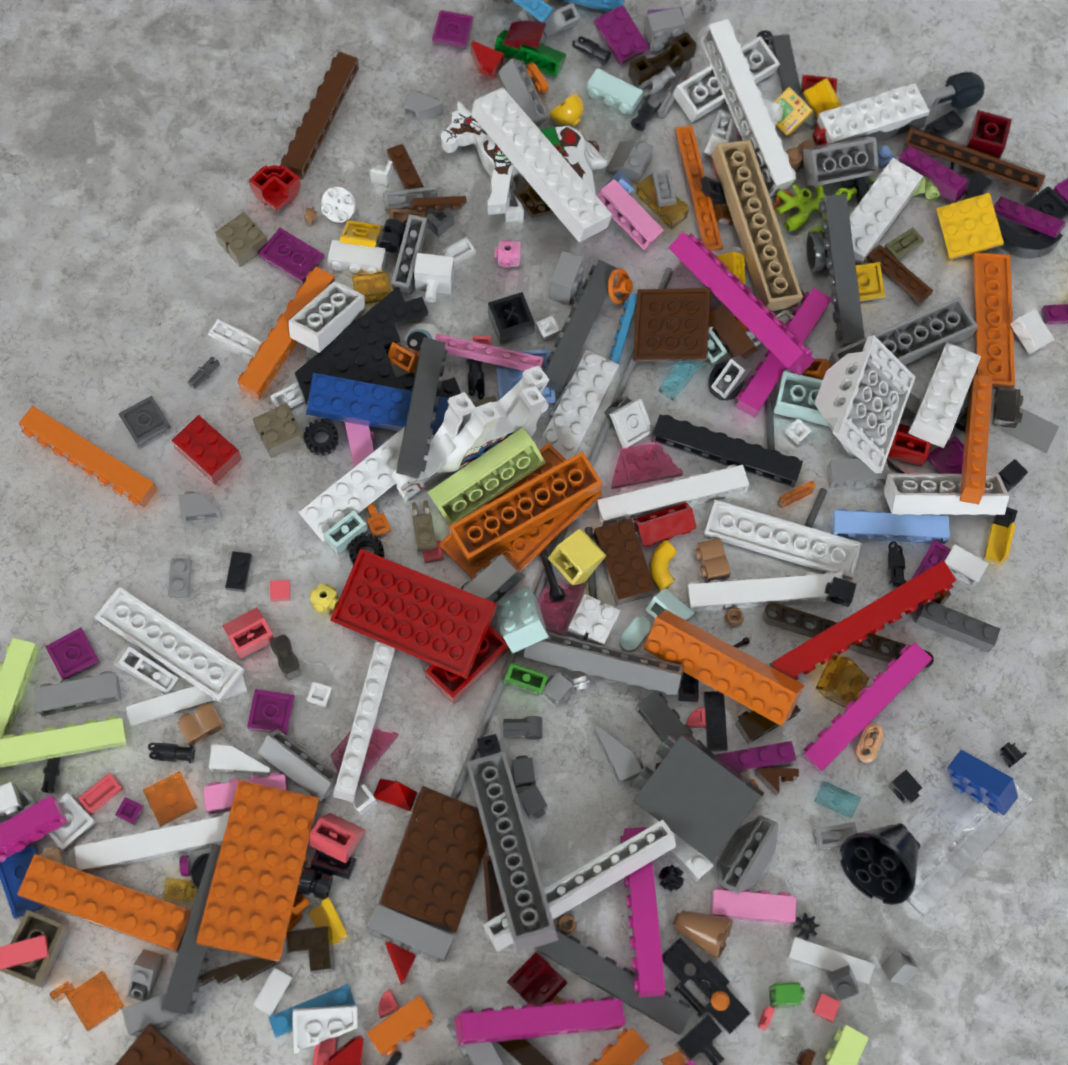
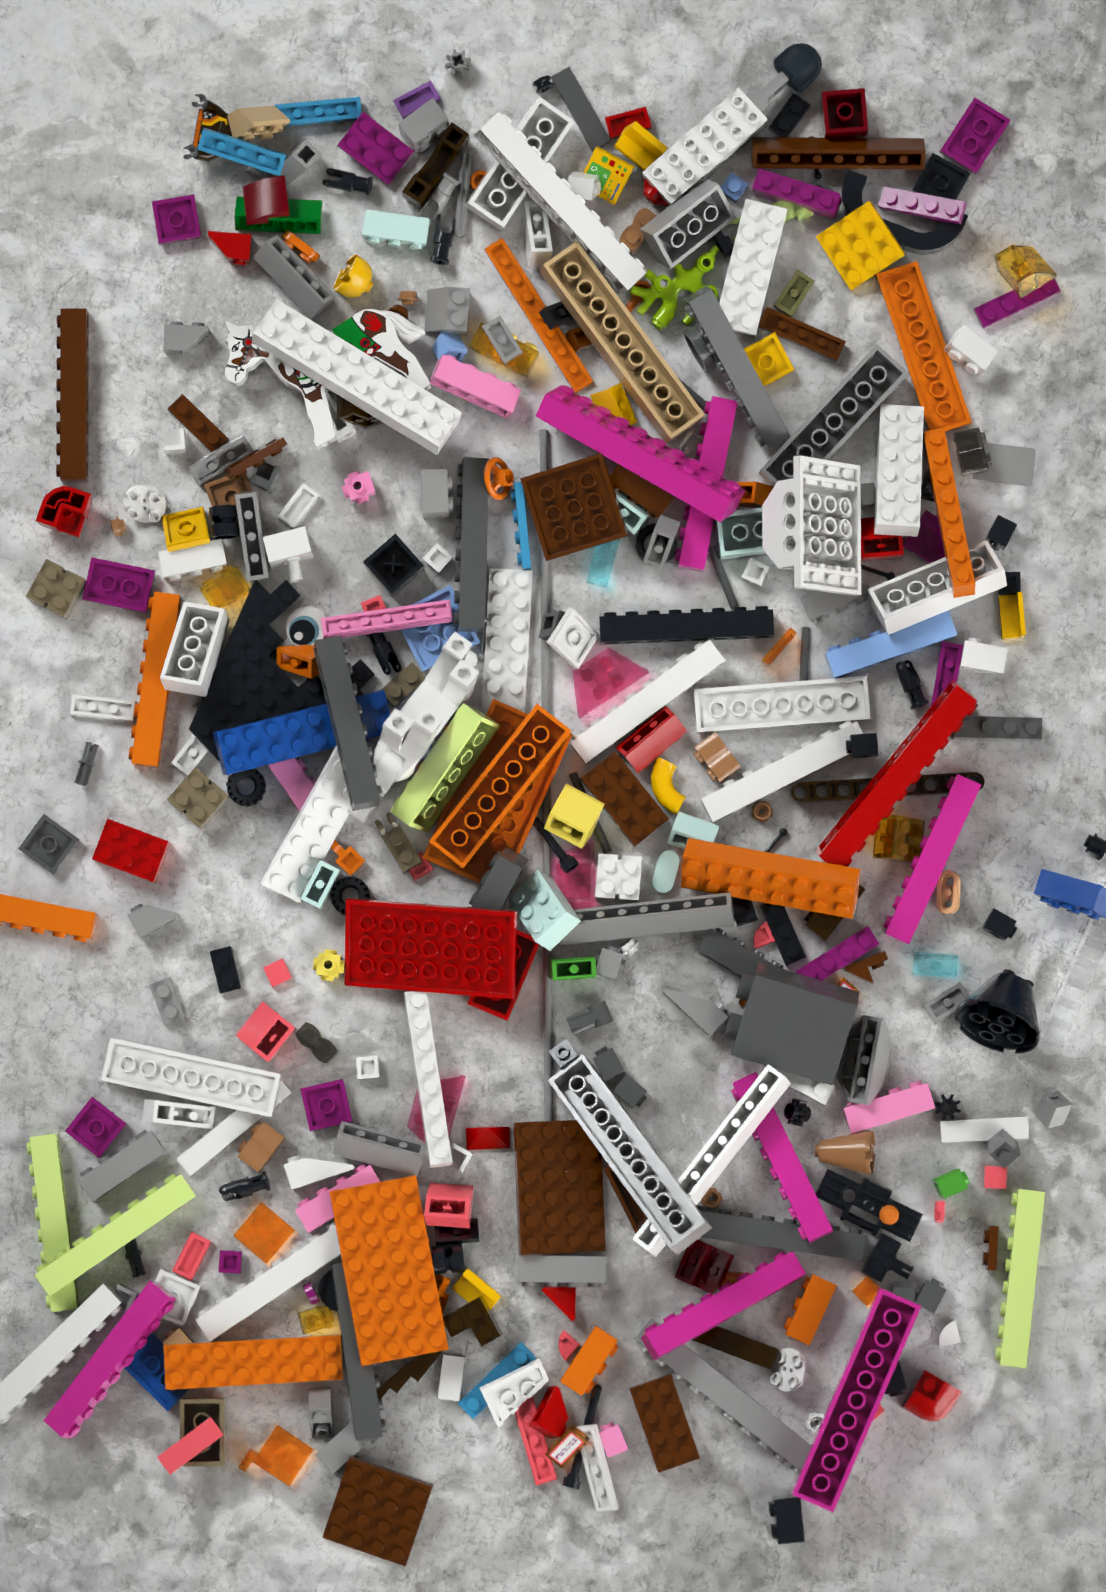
camera: 15 degrees left, 15 degrees up
(603, 140) = (408, 297): none -> medium nougat plate

